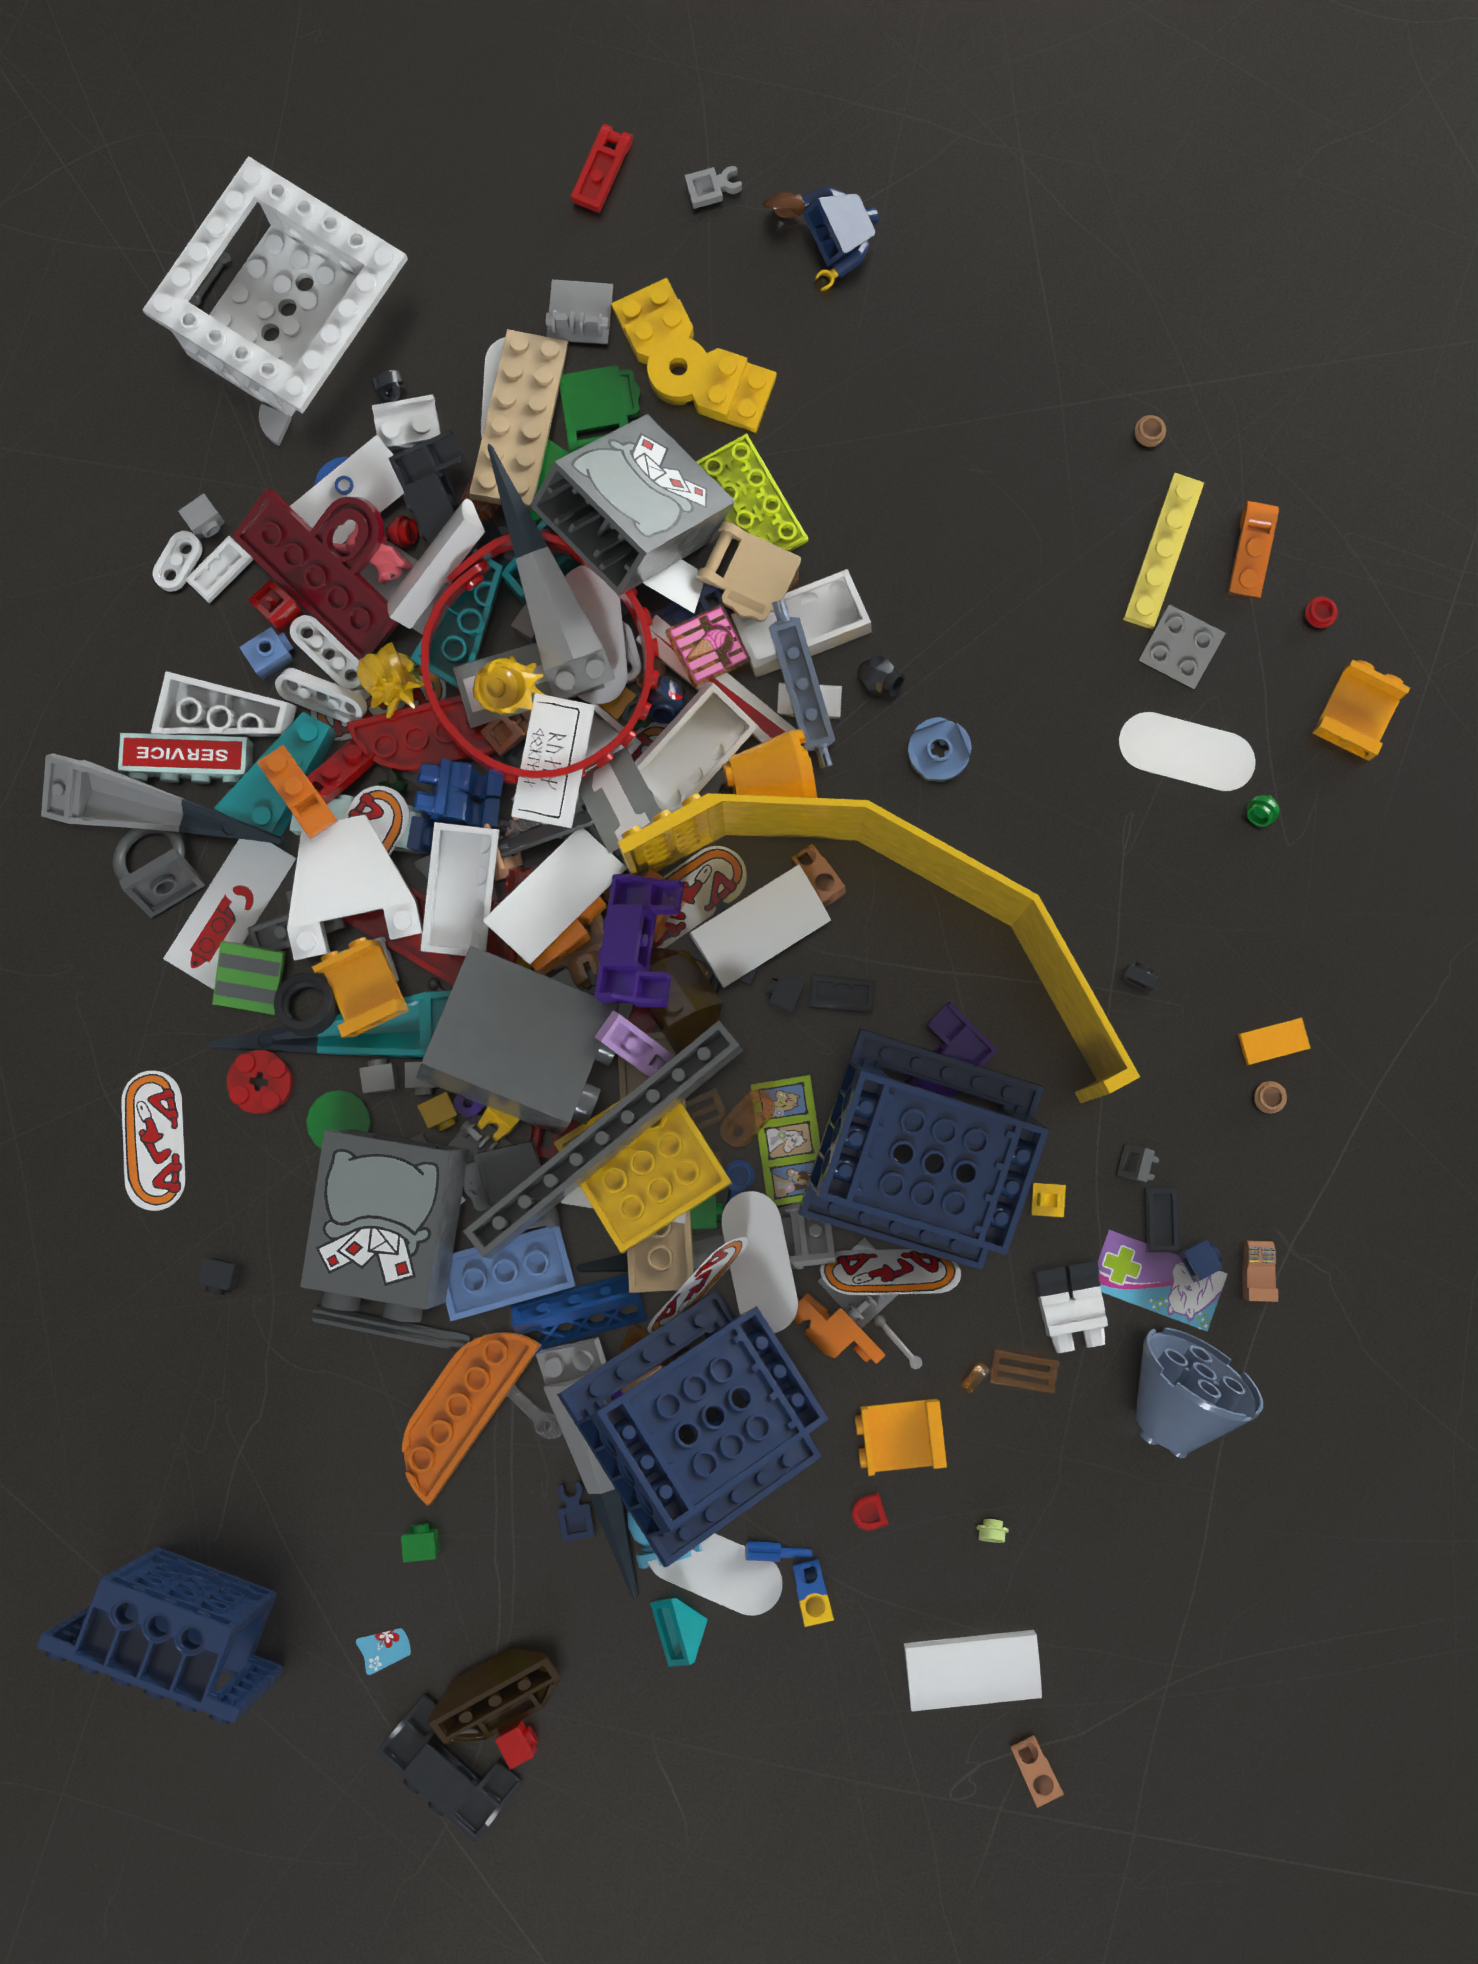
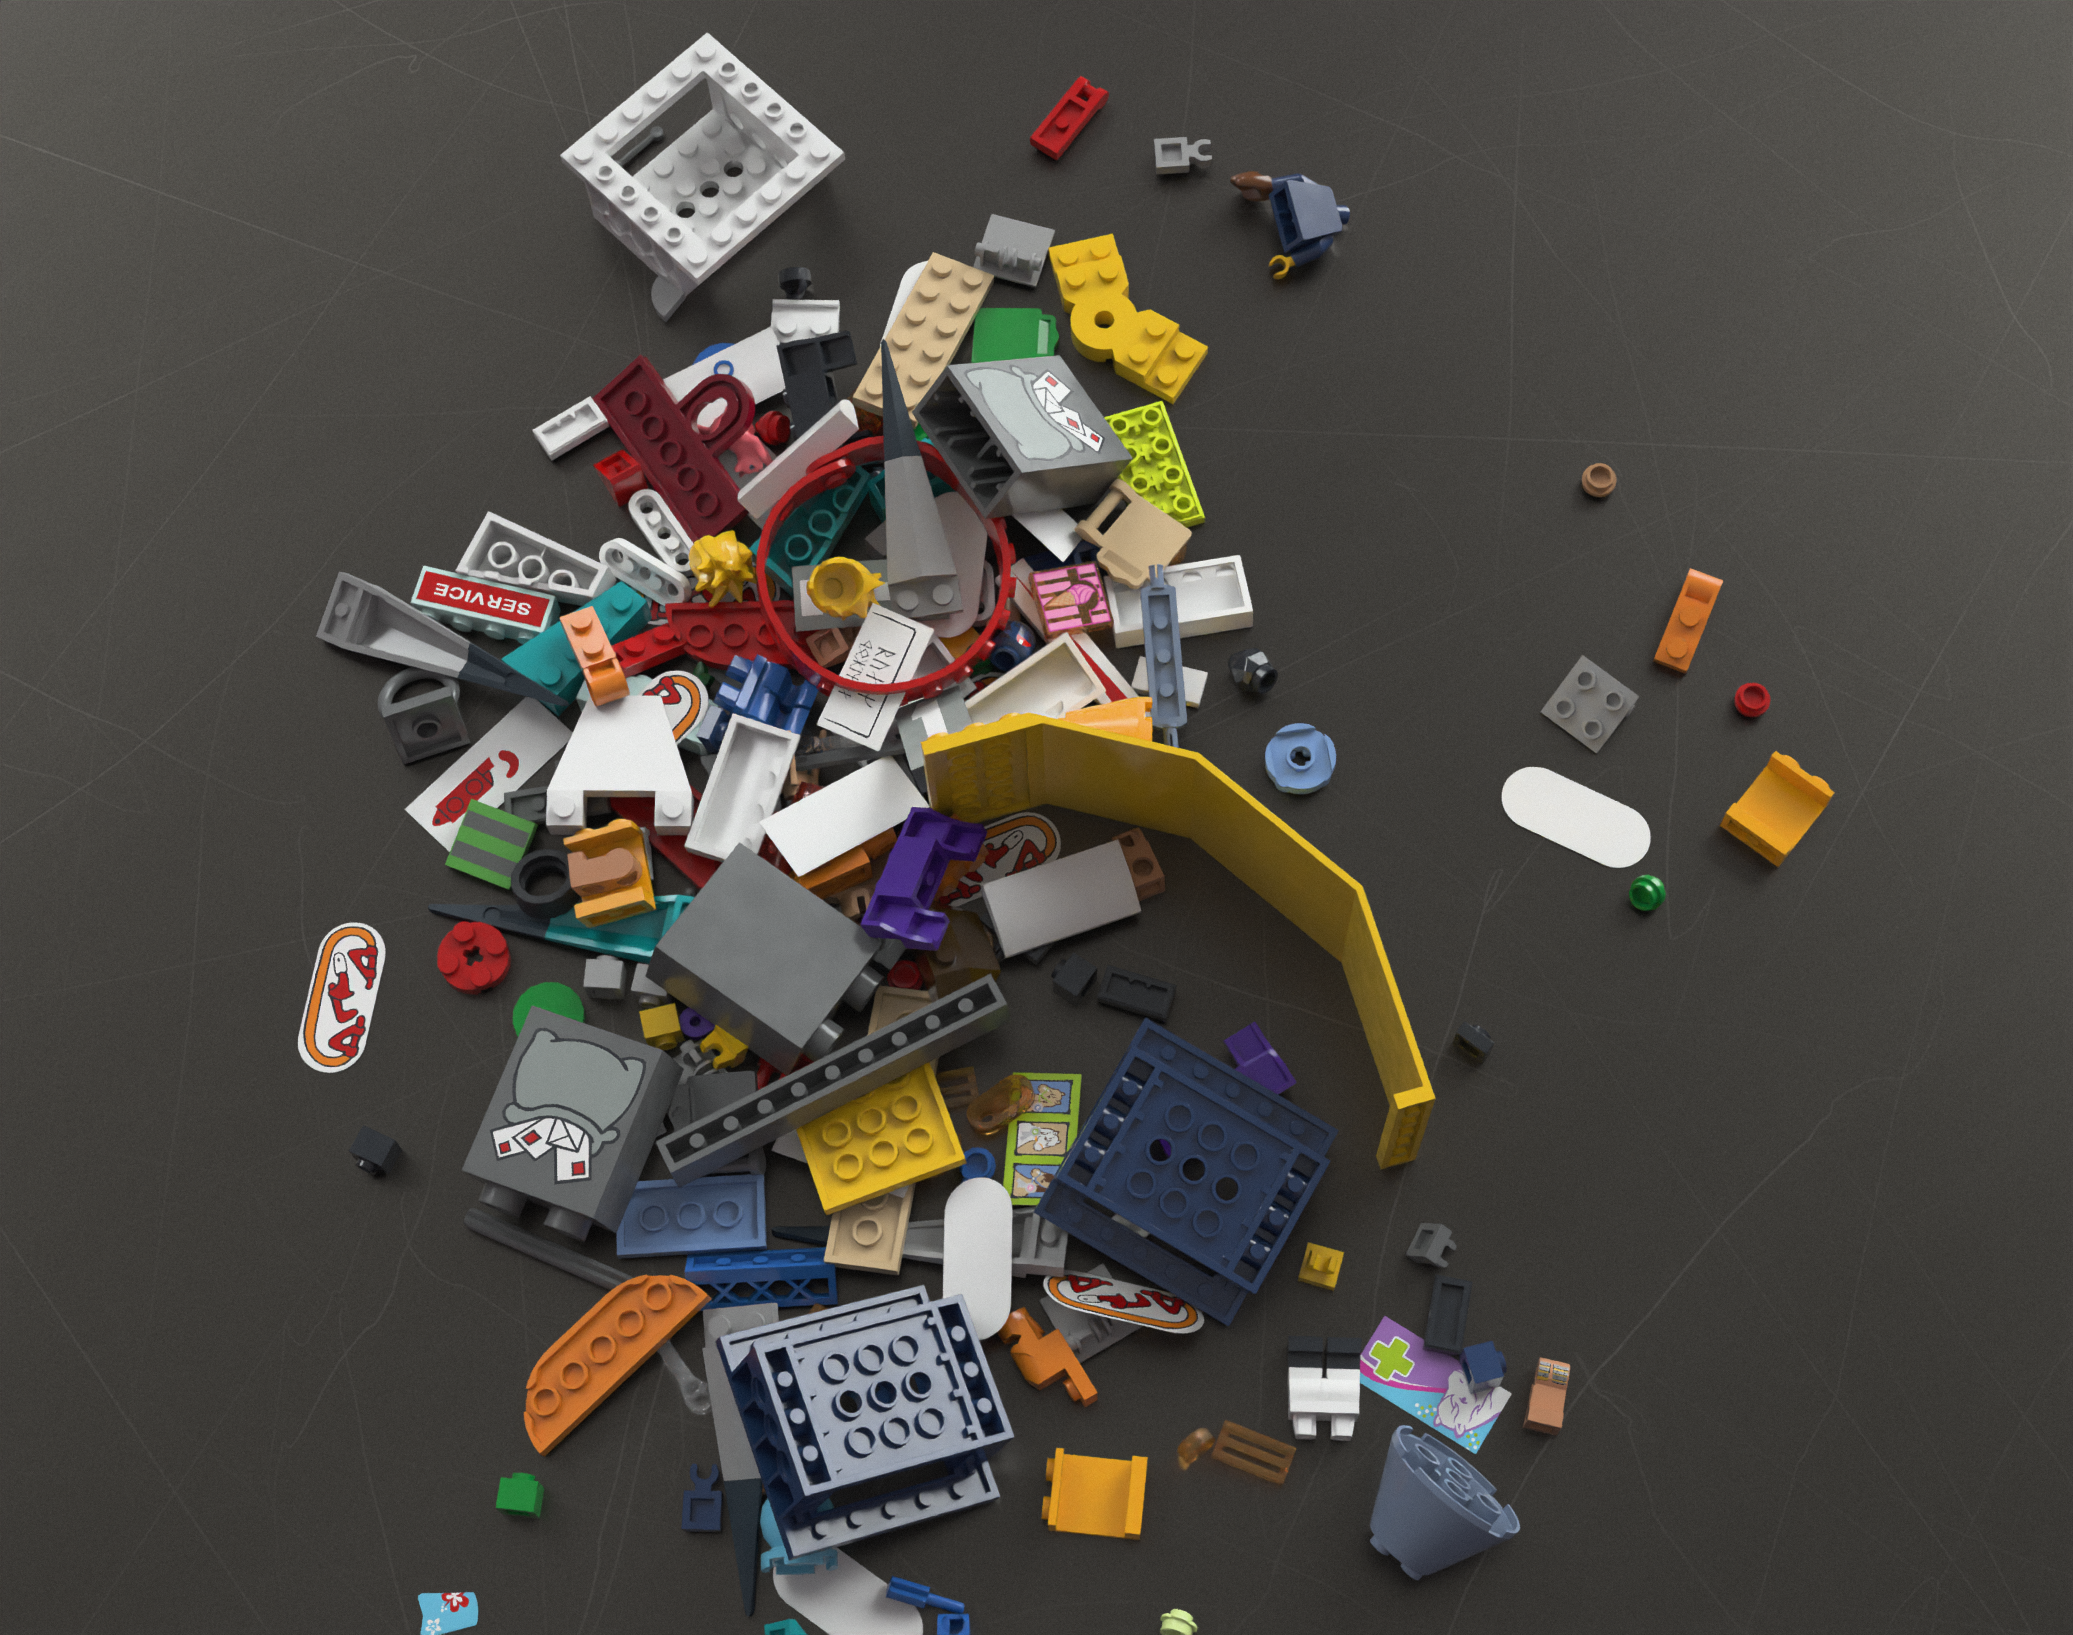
camera: 10 degrees right, 15 degrees down
(174, 1634) = (221, 1504): dark blue plate -> none
(175, 561) = (527, 412): white plate -> none
(202, 517) = (566, 373): light grey plate -> none
(268, 652) = (600, 519): medium blue brick -> none
(364, 986) = (603, 873): none -> nougat leg
(633, 1044) = (887, 982): lavender plate -> none
(700, 1281) = (908, 1258): sticker -> none
(707, 1214) = (929, 1197): green plate -> none
(869, 1512) = (1040, 1575): red tile -> none
(914, 1361) = (1131, 1416): light grey hinge -> none
(1163, 551) = (1589, 605): light yellow plate -> none
(1270, 1097) = (1597, 1205): medium nougat plate -> none
(1274, 1041) = (1614, 1145): light orange tile -> none

